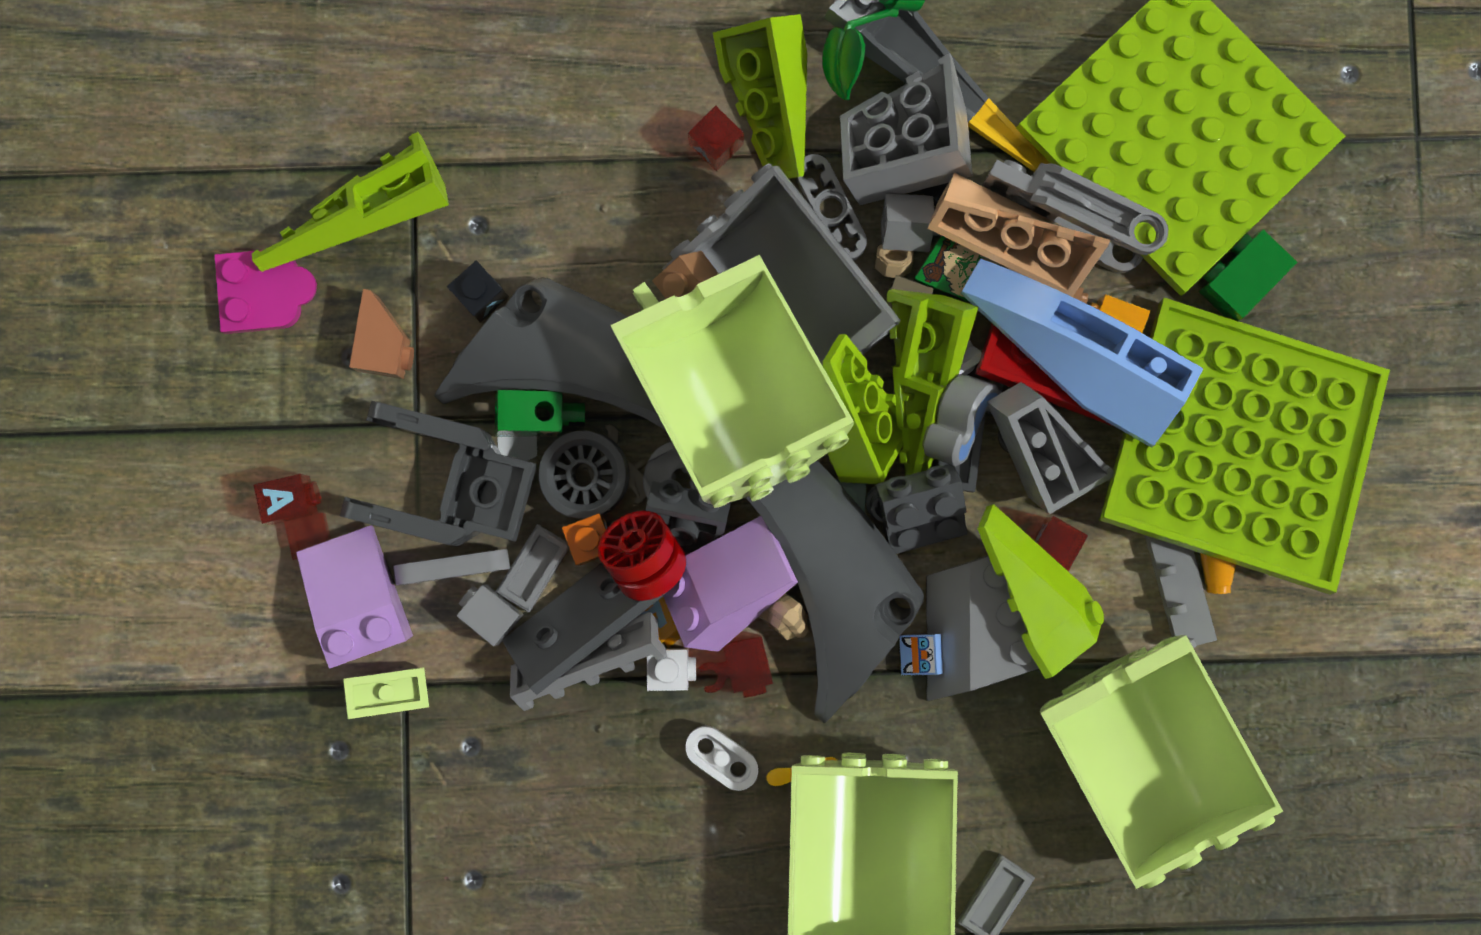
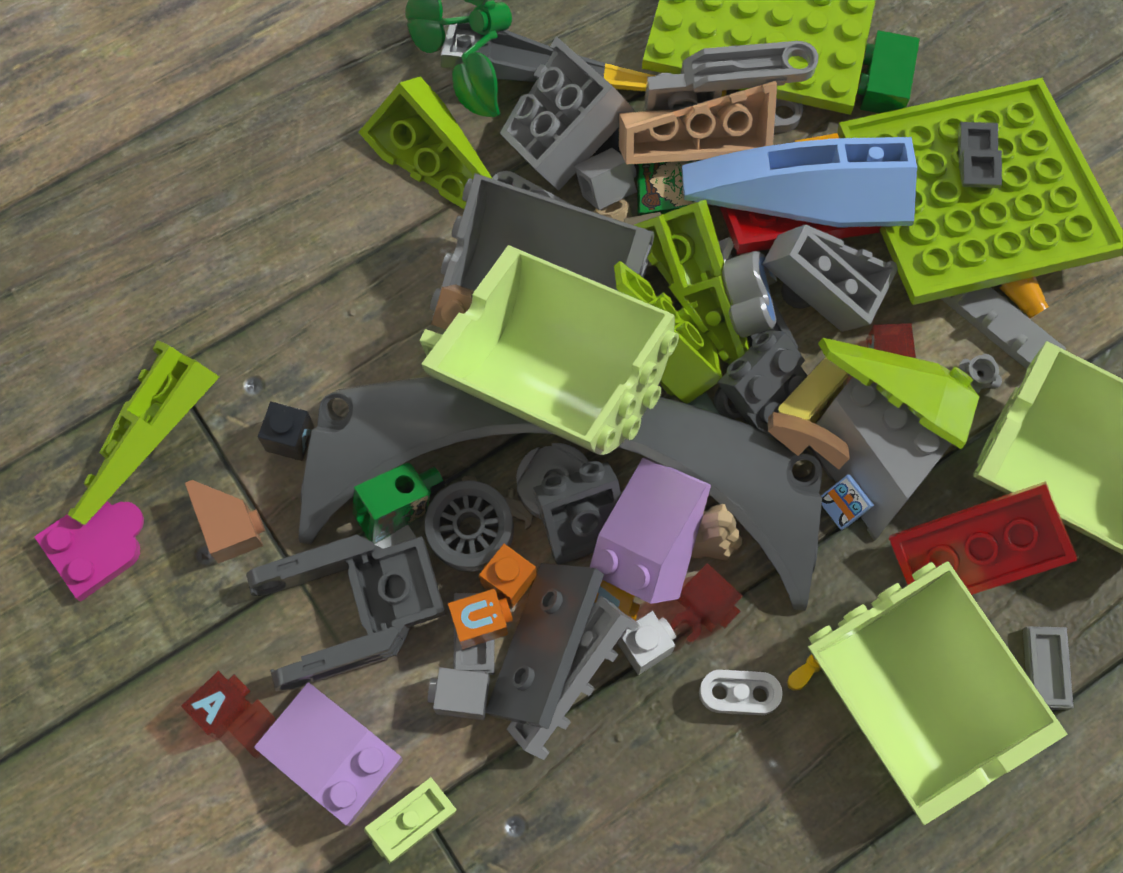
camera: 30 degrees left, 15 degrees down
(451, 567) = (401, 674): light grey beam -> none
(541, 563) = (480, 618): none -> orange brick
(642, 555) = (564, 550): red wheel -> none
(716, 138) = (411, 203): clear red brick -> none
(916, 576) = (801, 433): none -> medium nougat slope
(949, 547) = (816, 392): none -> light yellow slope
(1009, 773) = (990, 541): none -> red plate
(1134, 610) = (989, 368): none -> light grey plate
(1265, 416) = (979, 155): none -> dark grey slope

